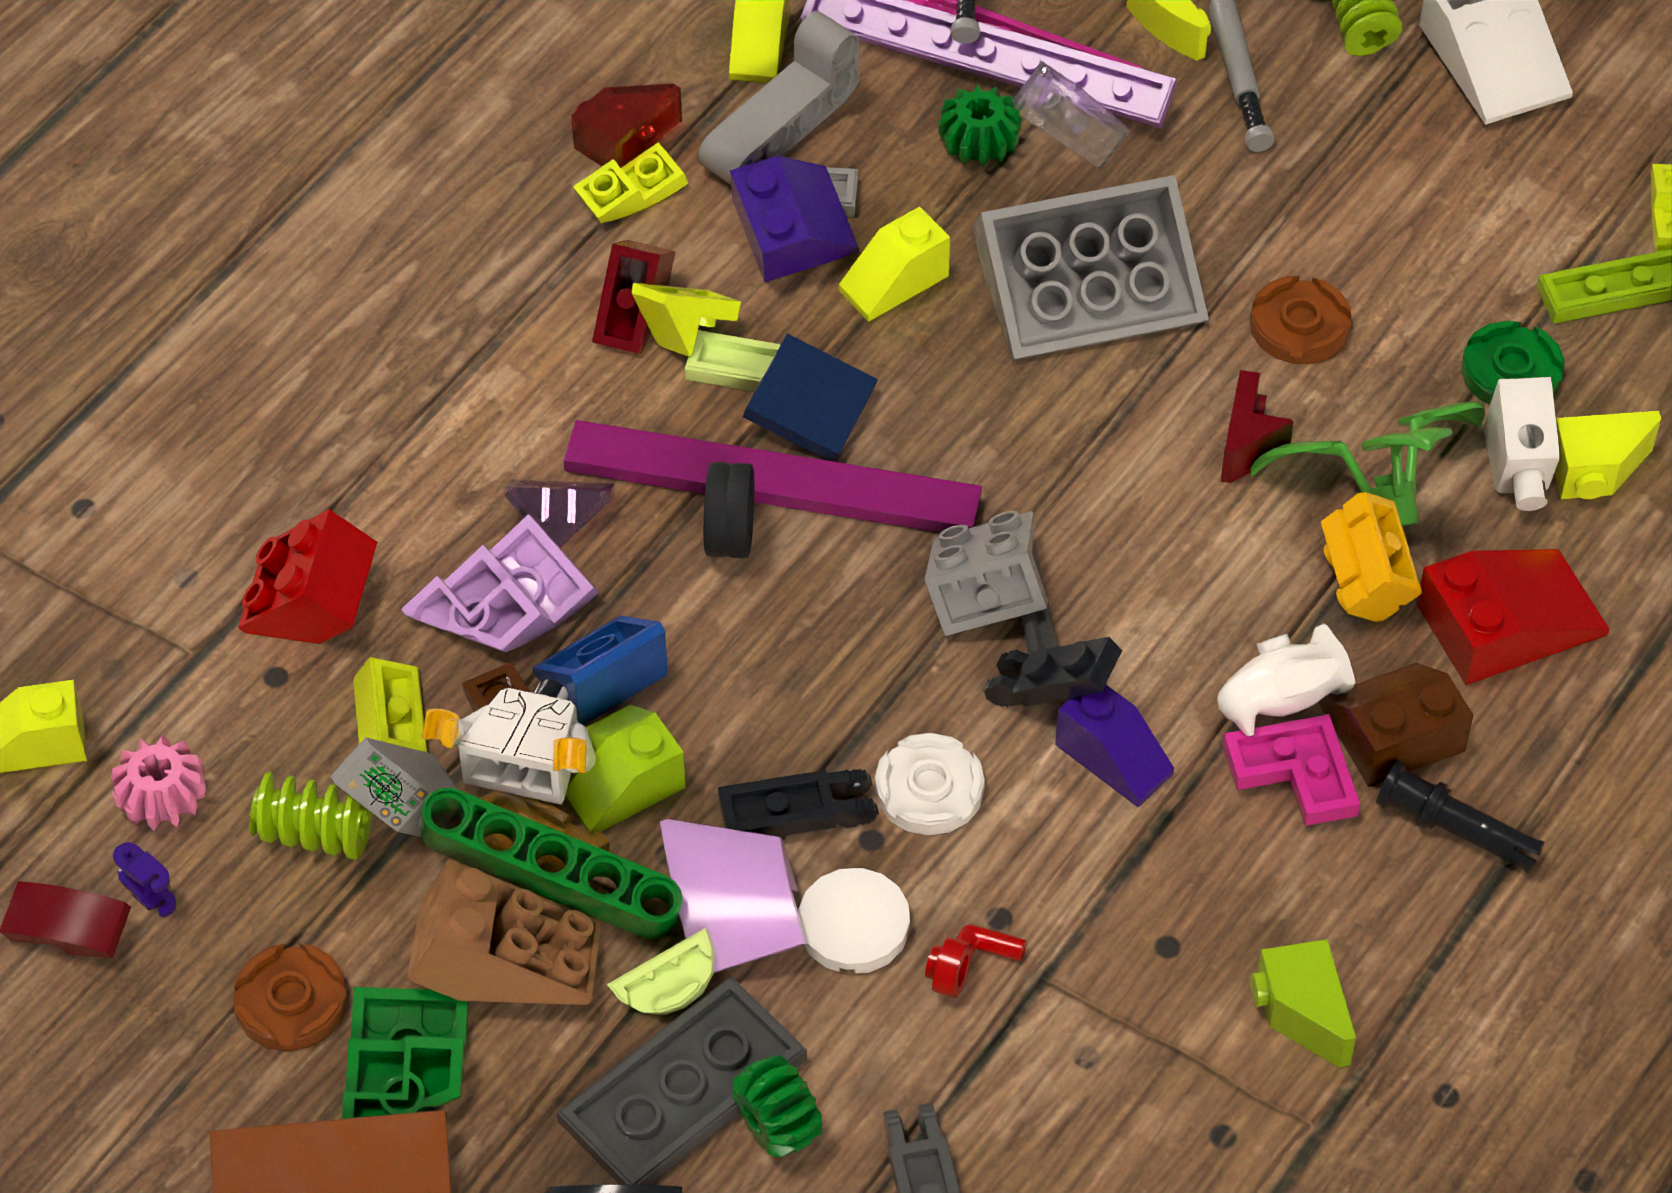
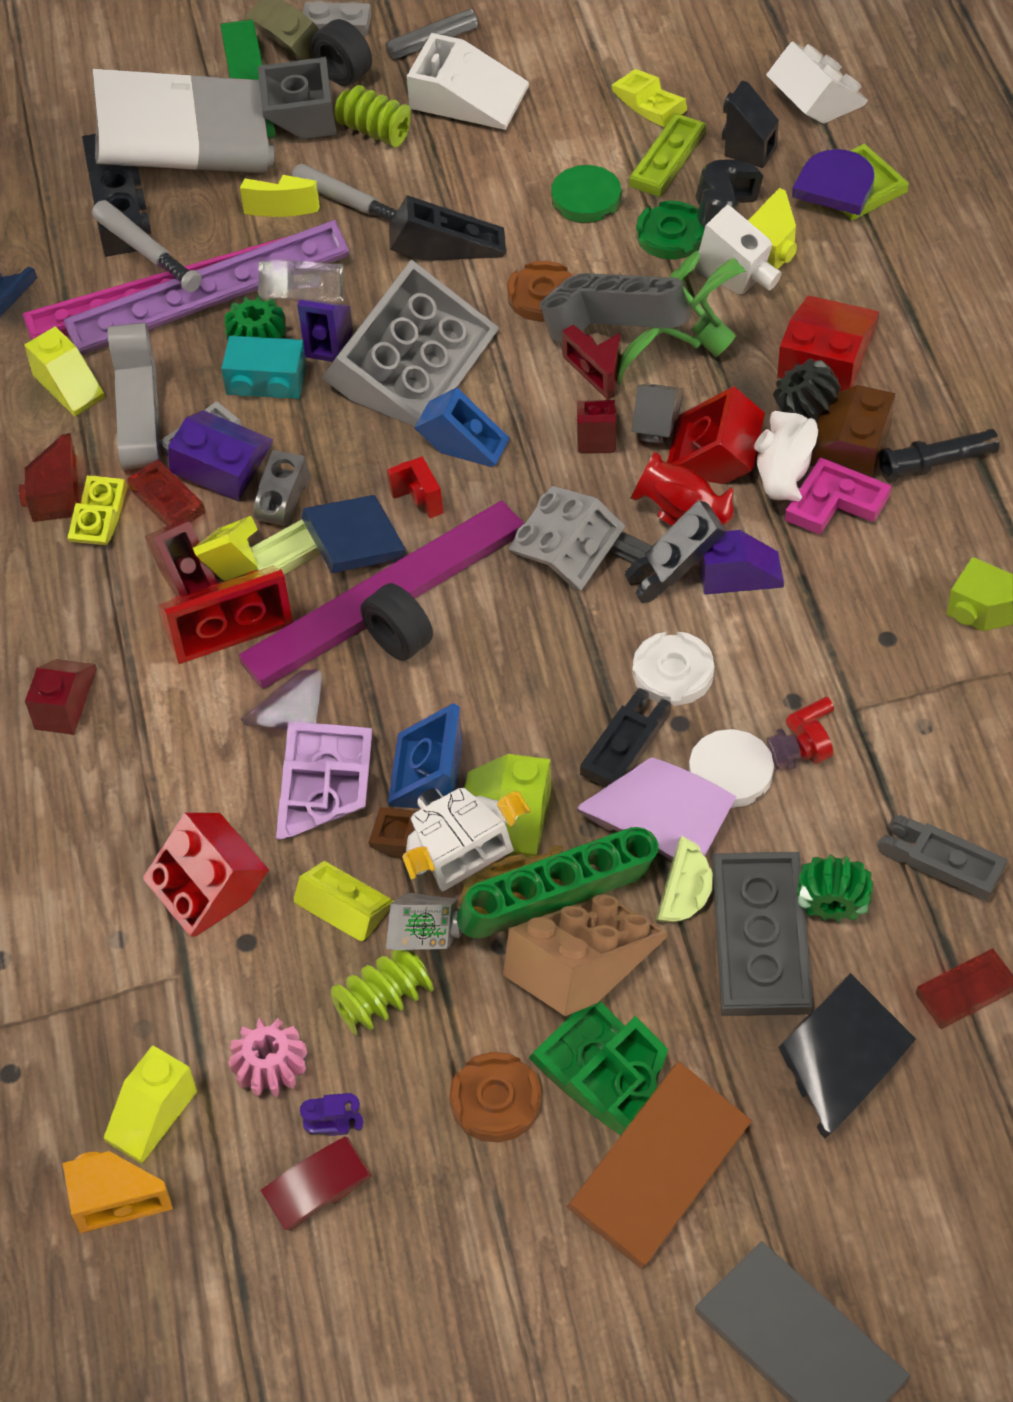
camera: 45 degrees left, 0 degrees up
(394, 319) = (59, 695): none -> dark red slope
(605, 371) = (226, 614): none -> red slope
(701, 219) = (165, 494): none -> clear red plate
(802, 299) = (281, 488): none -> flat silver leg
(897, 264) = (309, 425): neon yellow slope -> none
(913, 946) = (783, 749): none -> plate
(926, 404) = (416, 479): none -> red bracket
(936, 171) = (264, 367): none -> teal brick
(1032, 169) = (324, 328): none -> dark purple slope
(1032, 388) = (461, 429): none -> blue slope
(1143, 626) = (678, 489): none -> red animal
(1158, 485) = (596, 426): none -> dark red slope
(1239, 527) = (656, 411): none -> dark grey slope
(1255, 605) = (718, 437): none -> red slope
(1273, 182) = (442, 234): none -> black slope
(1325, 376) = (615, 301): none -> dark grey beam
(1370, 557) = (739, 363): yellow brick -> none
(1401, 638) = (807, 389): none -> pearl dark grey gear
(1476, 256) = (586, 193): none -> green tile
(1604, 352) = (726, 183): none -> black animal

